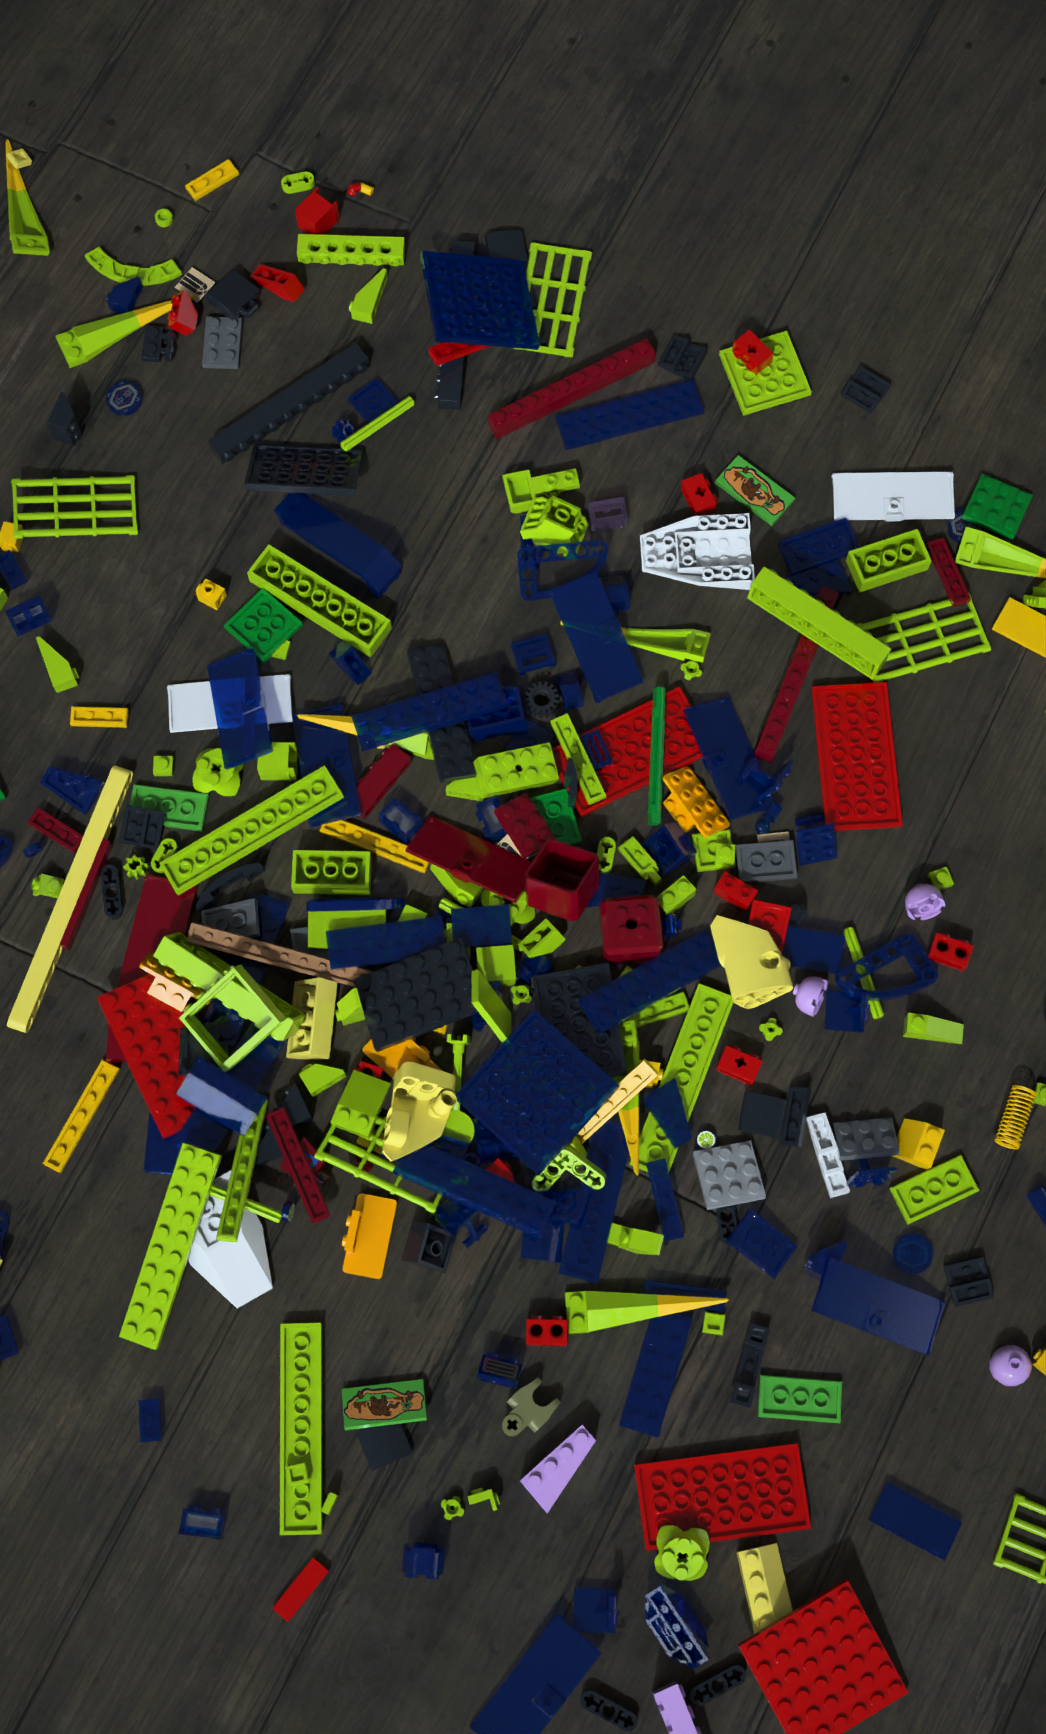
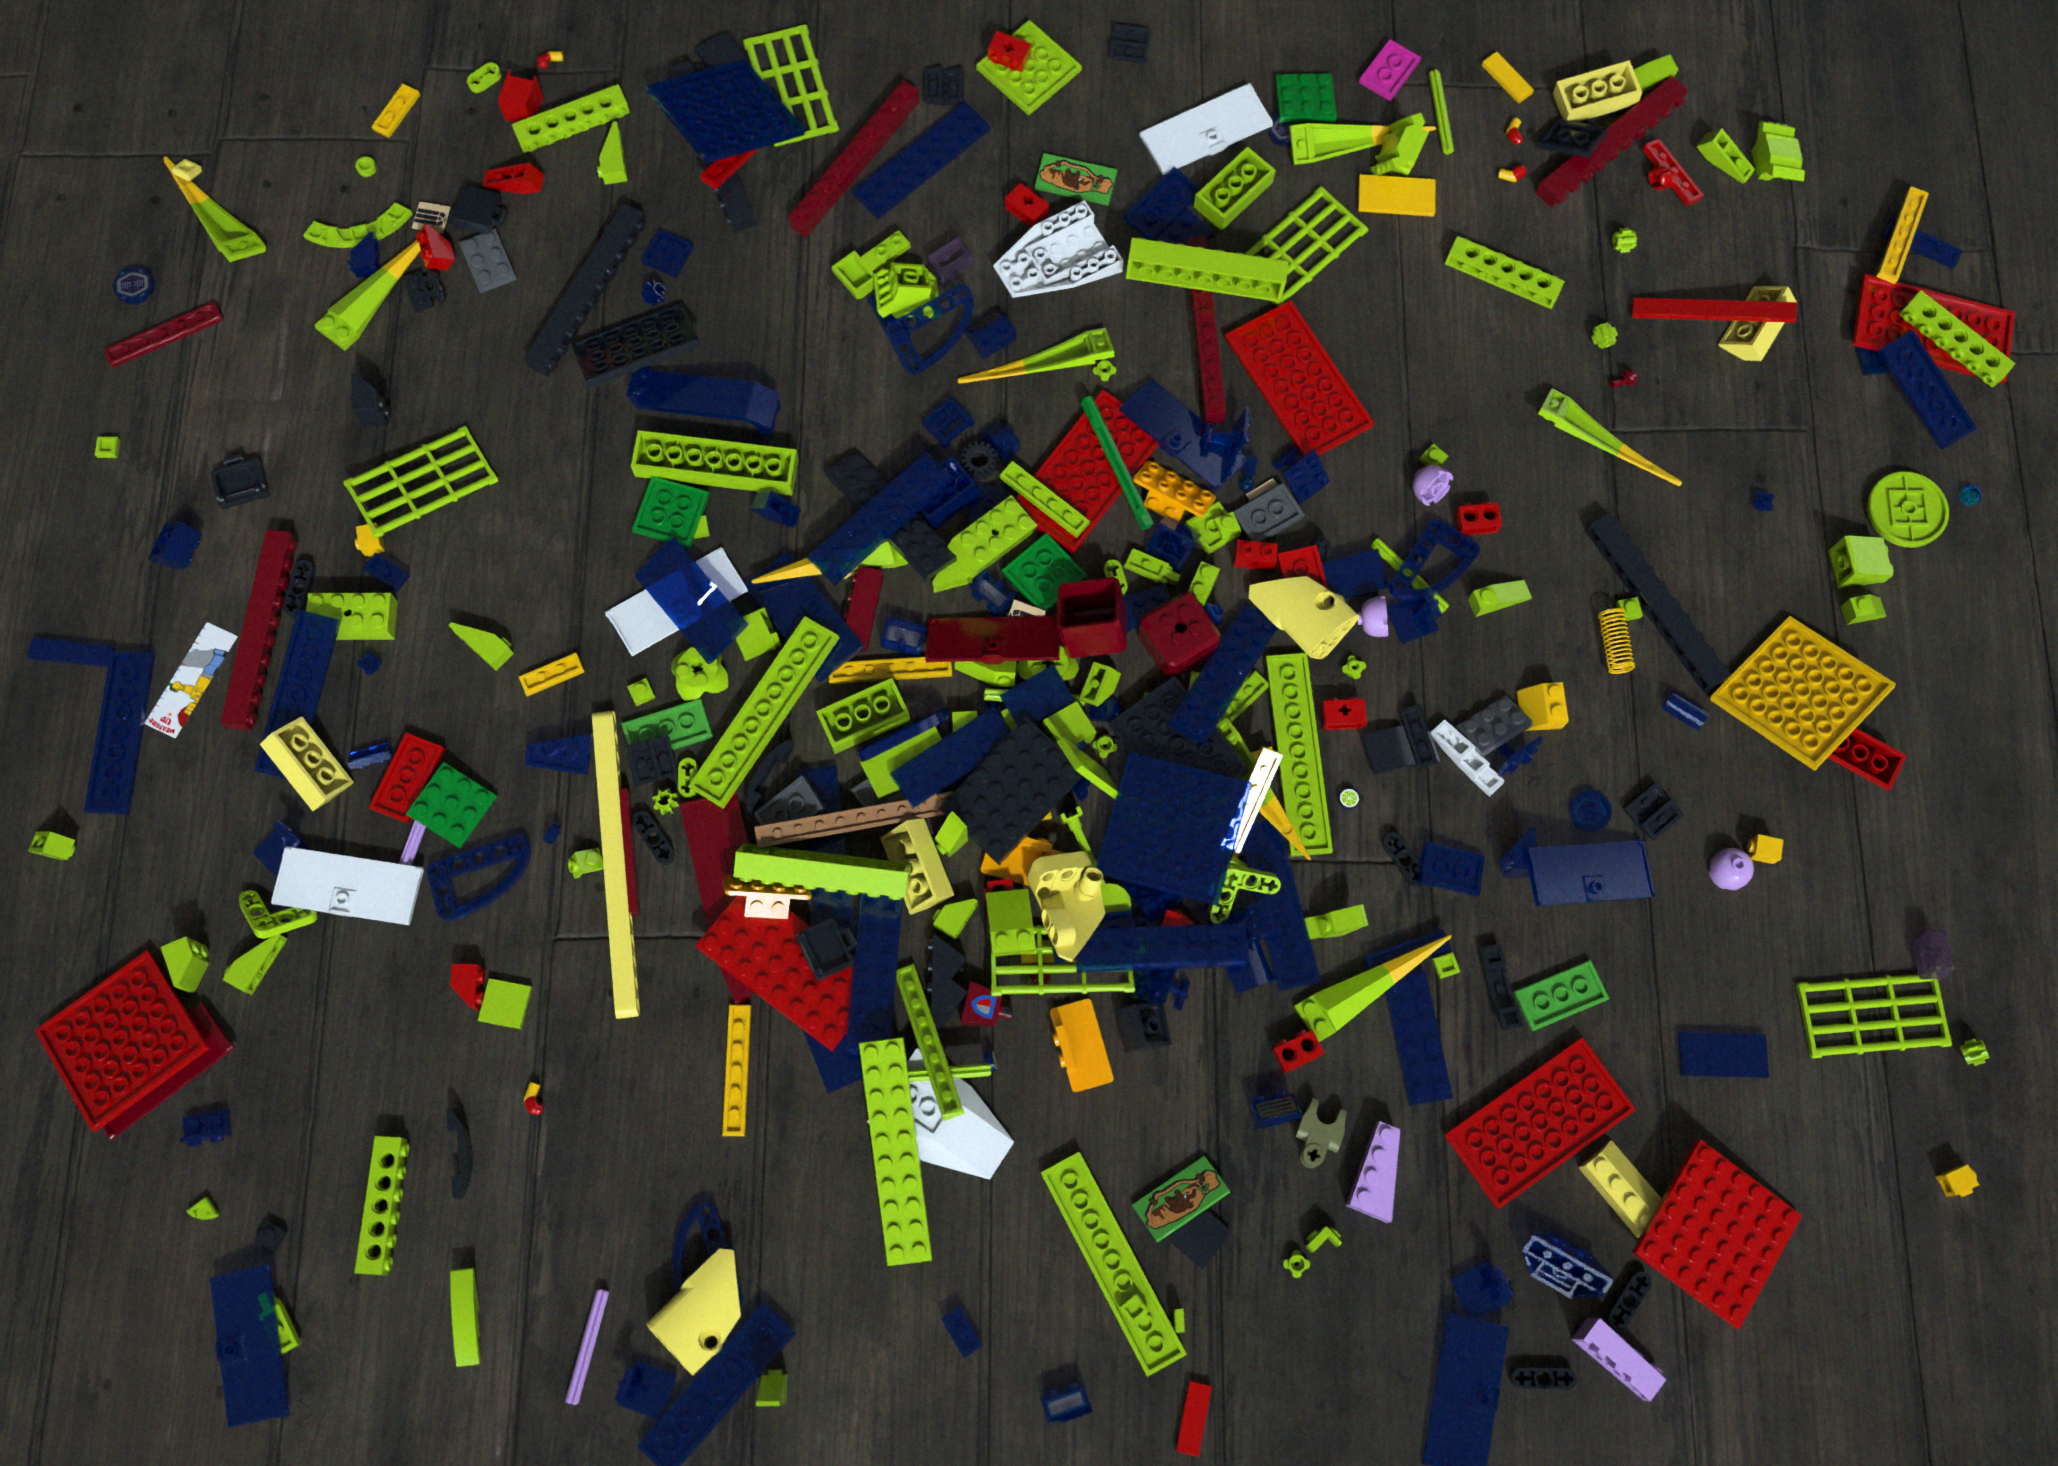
camera: 30 degrees left, 0 degrees up
(28, 615) = (429, 607): clear blue window -> none
(55, 830) = (566, 804): dark red plate -> none
(123, 398) = (415, 356): clear blue tile -> none
(203, 1036) = (831, 934): lime window -> none
(211, 594) = (603, 505): yellow brick -> none
(221, 1096) = (871, 980): clear blue slope -> none
(298, 1165) = (979, 1011): dark red tile -> none
(377, 423) = (683, 271): lime axle -> none
(423, 1560) = (1298, 1328): clear blue brick -> none
(524, 825) = (1027, 584): dark red plate -> none
(524, 975) = (1100, 725): clear blue bush -> none
(570, 782) = (1051, 522): black slope -> none
(596, 636) = (1001, 377): clear blue door -> none
(602, 764) = (1069, 494): clear blue tile -> none
(665, 1199) = (1341, 871): clear blue tile -> none
(669, 1113) = (1304, 789): clear blue wing -> none
(672, 1541) = (1519, 1190): lime brick -> none
(729, 1175) = (1388, 820): light grey plate -> none
(934, 1189) = (1578, 743): lime tile -> none
(948, 572) = (1295, 176): dark red plate -> none

